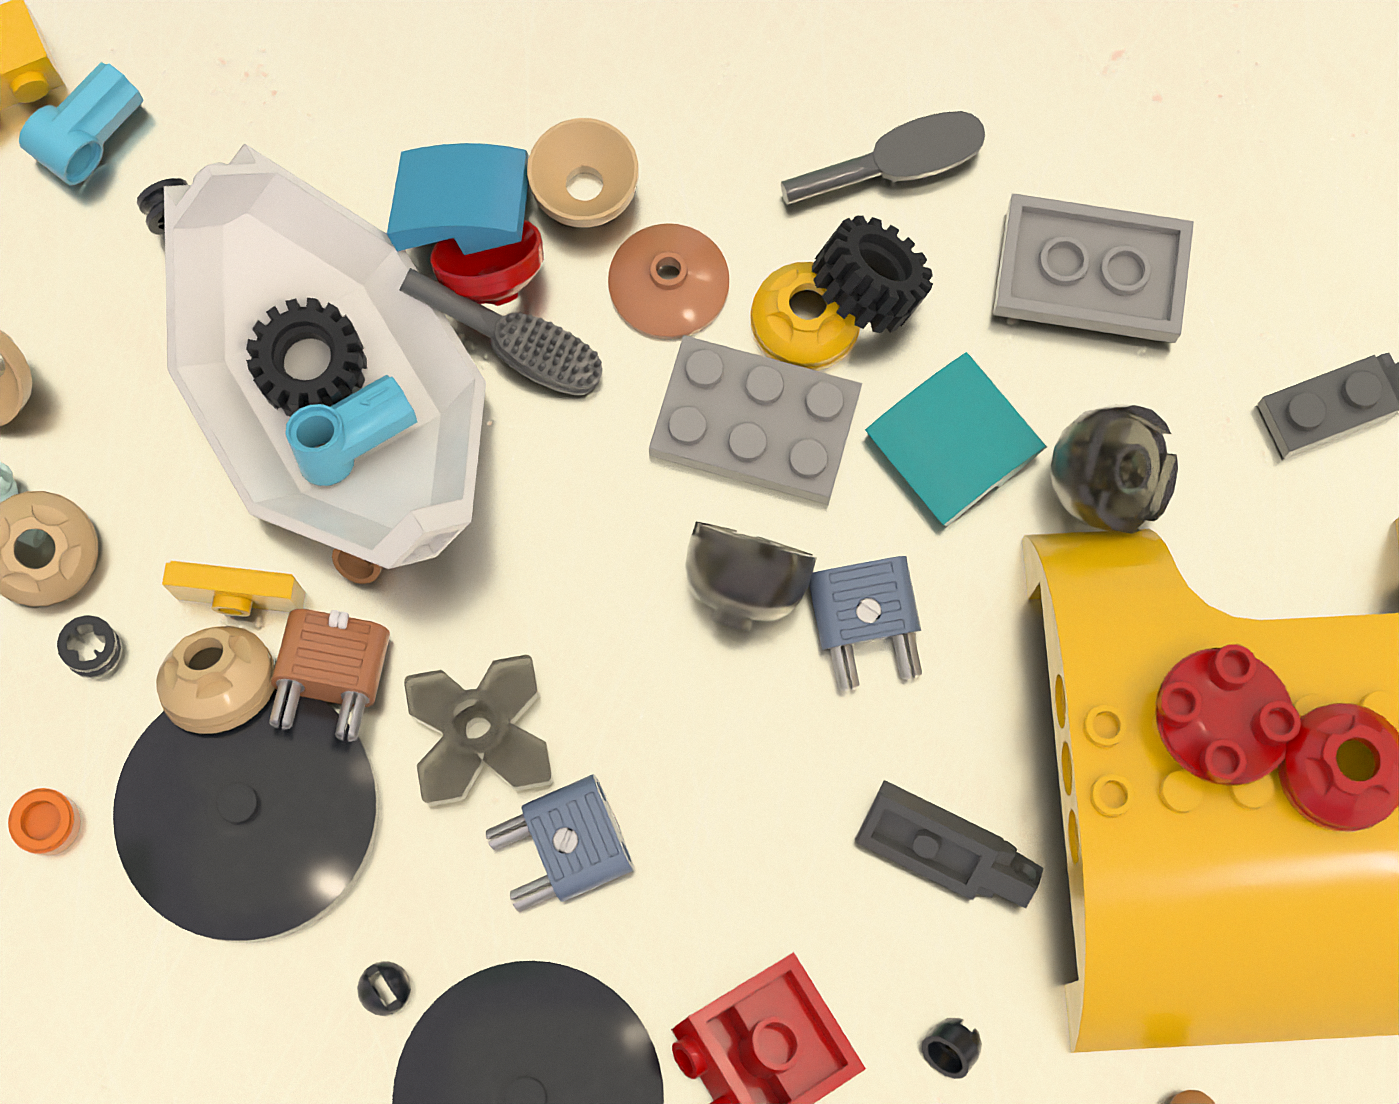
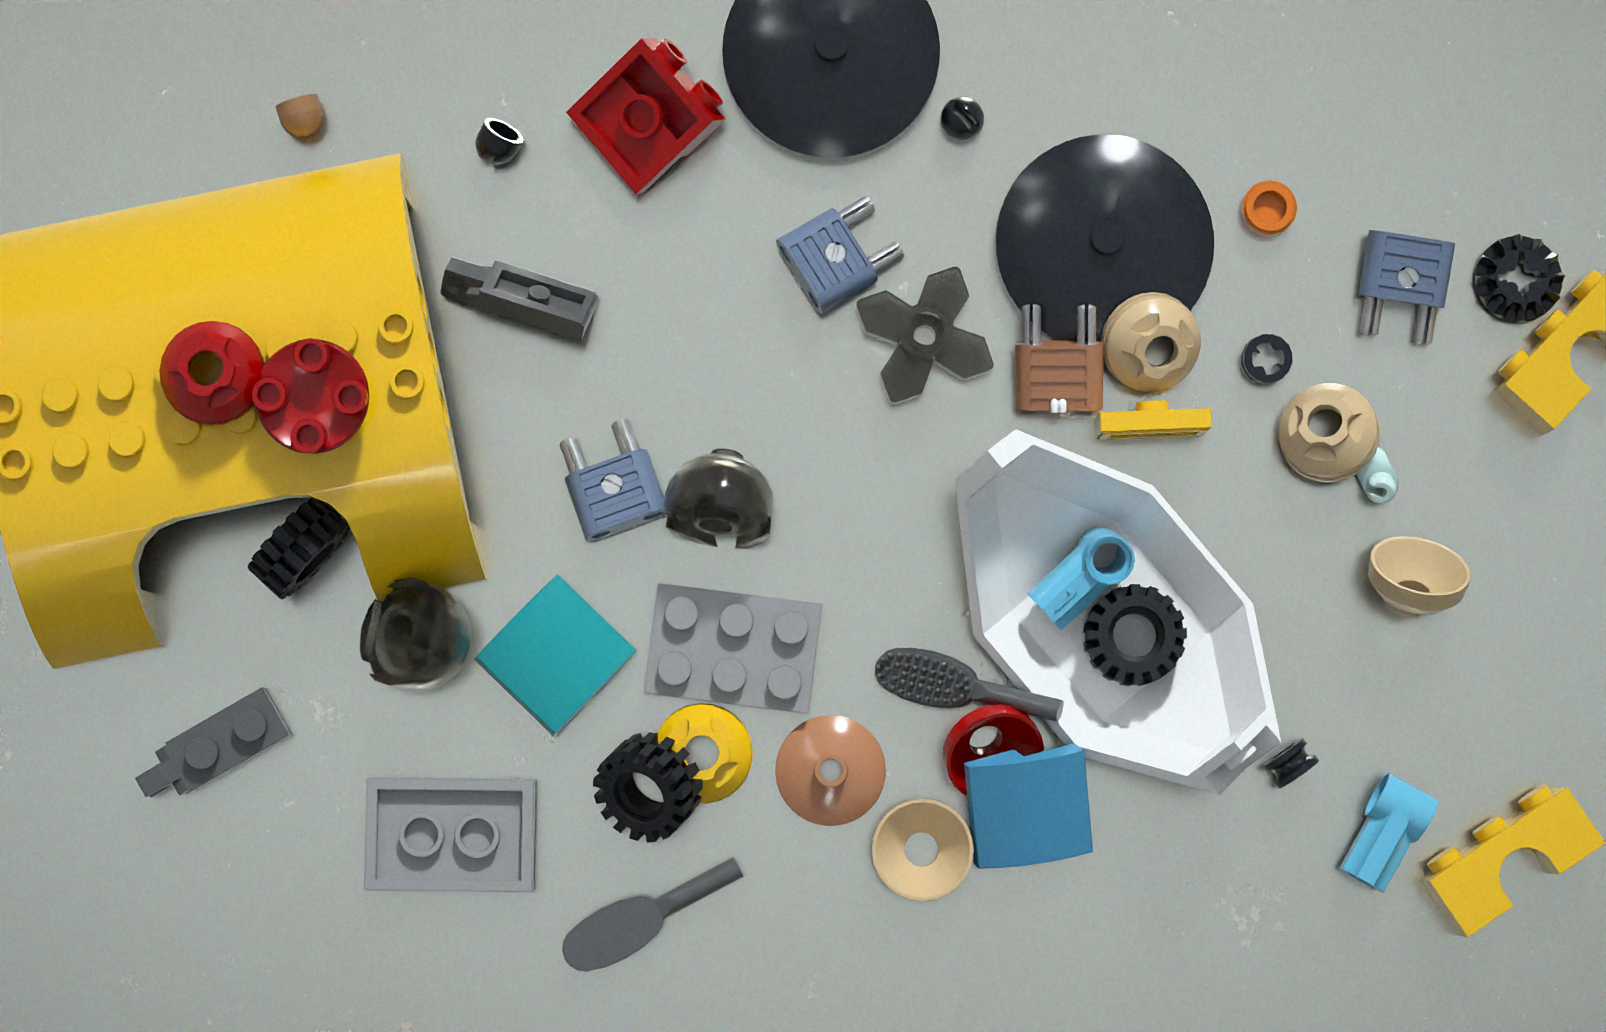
camera: 170 degrees right, 10 degrees up
(1249, 577) = (298, 548): none -> black tyre

